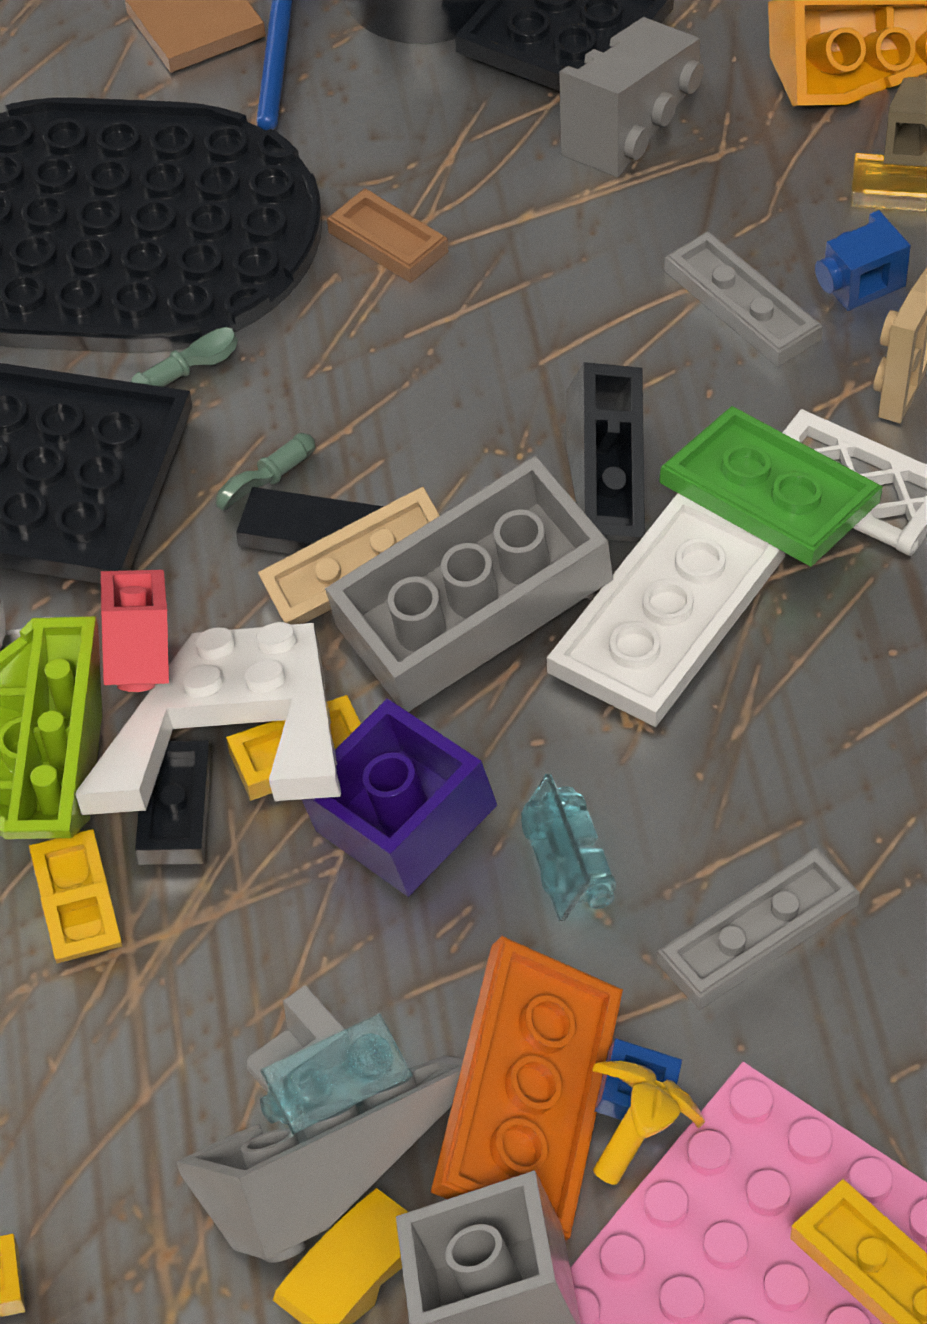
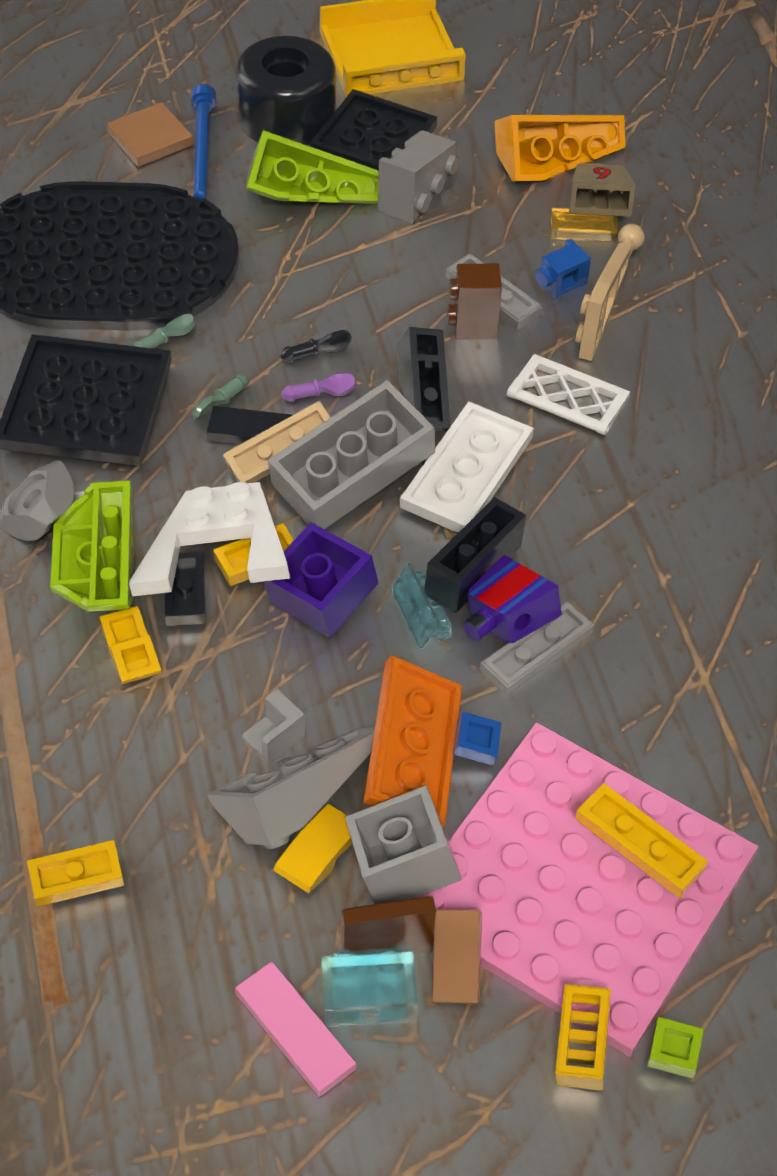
camera: 10 degrees left, 0 degrees up
(134, 629) = (153, 488): coral brick -> none
(333, 1075) = (298, 739): clear light blue hinge -> none
(387, 235) = (279, 259): medium nougat tile -> none
(439, 90) = (302, 173): none -> lime wedge
(459, 382) = (331, 343): none -> black piece
(459, 456) = (336, 385): none -> medium lavender piece
(651, 1111) = (488, 750): yellow plant -> none
(661, 763) = (472, 552): none -> black brick
(707, 317) = (476, 301): none -> reddish brown brick
(716, 849) = (510, 602): none -> dark purple torso
(771, 485) = (522, 396): bright green tile -> none

